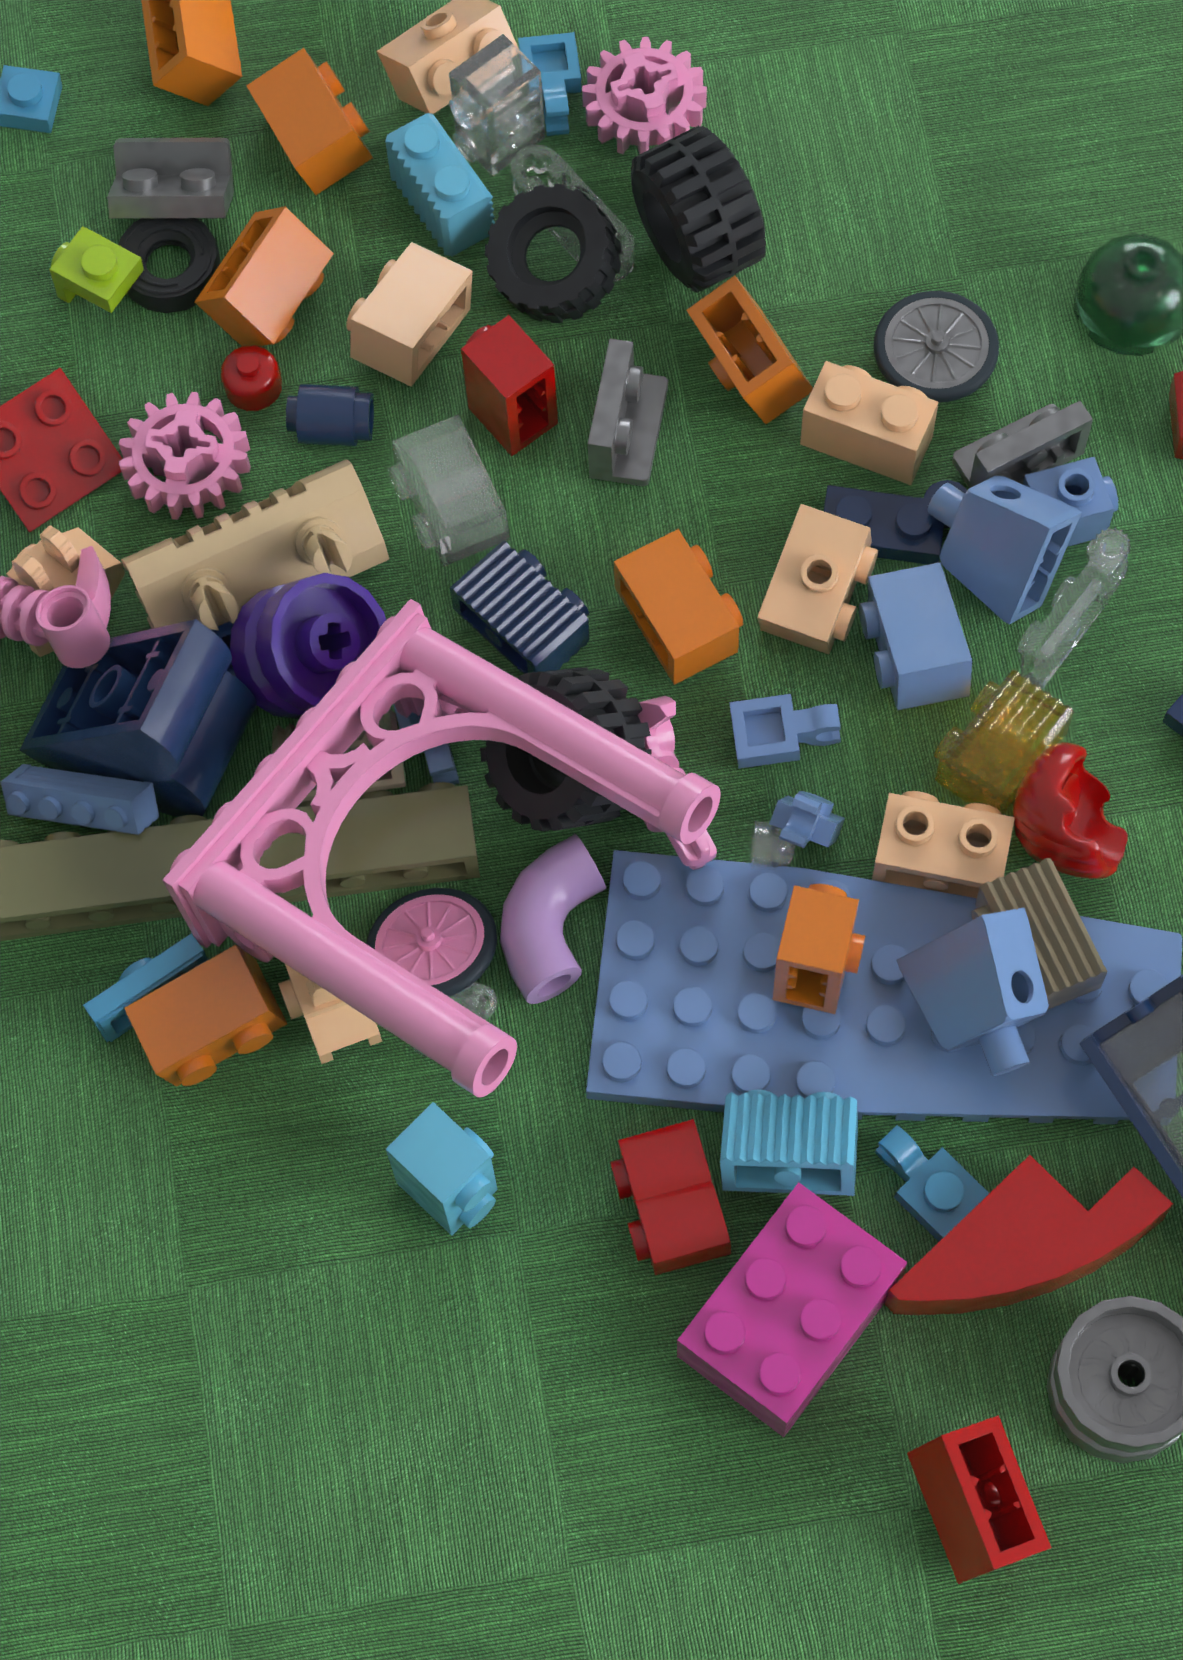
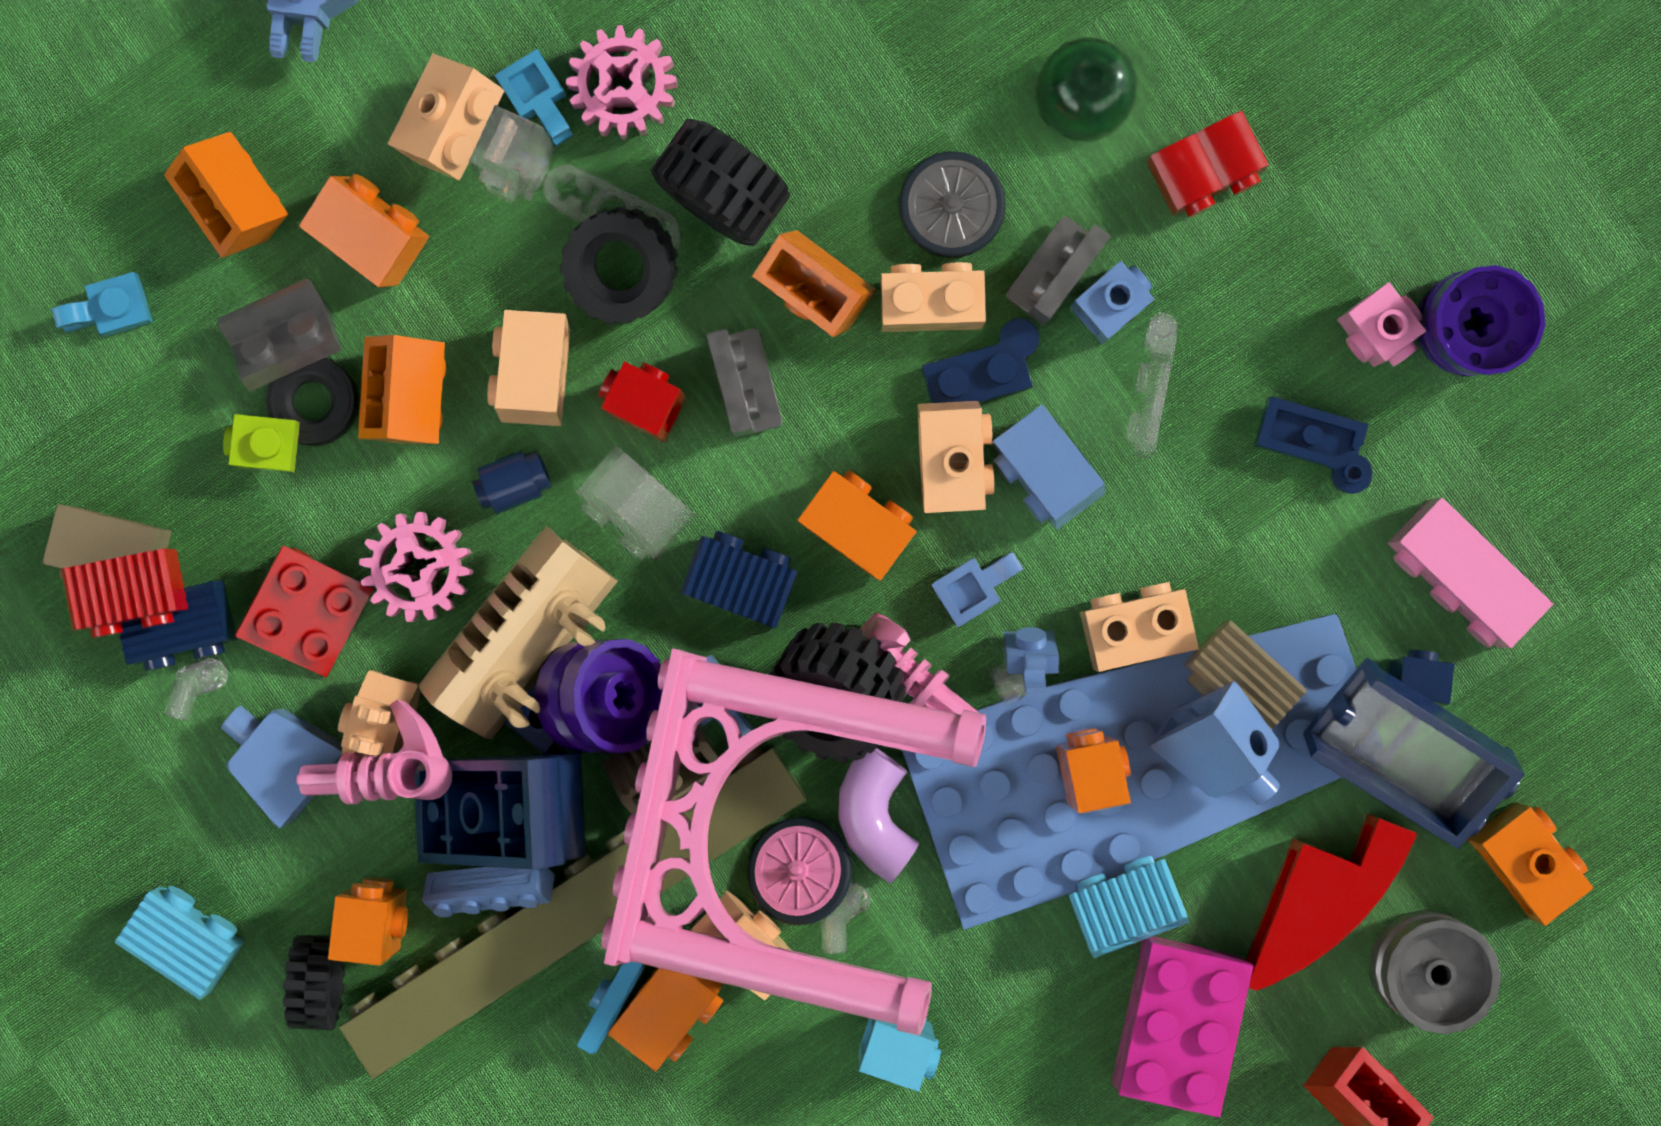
camera: 30 degrees left, 20 degrees up
(251, 378) = (431, 472): red piece -> none
(439, 184) = (497, 239): medium azure brick -> none
(672, 1197) = (1061, 981): red brick -> none
(936, 1189) = (1238, 884): dark azure plate -> none
(1001, 741) = (1146, 524): clear yellow brick -> none
(1004, 542) = (1080, 362): medium blue torso -> none
(1063, 815) = (1221, 570): red piece -> none

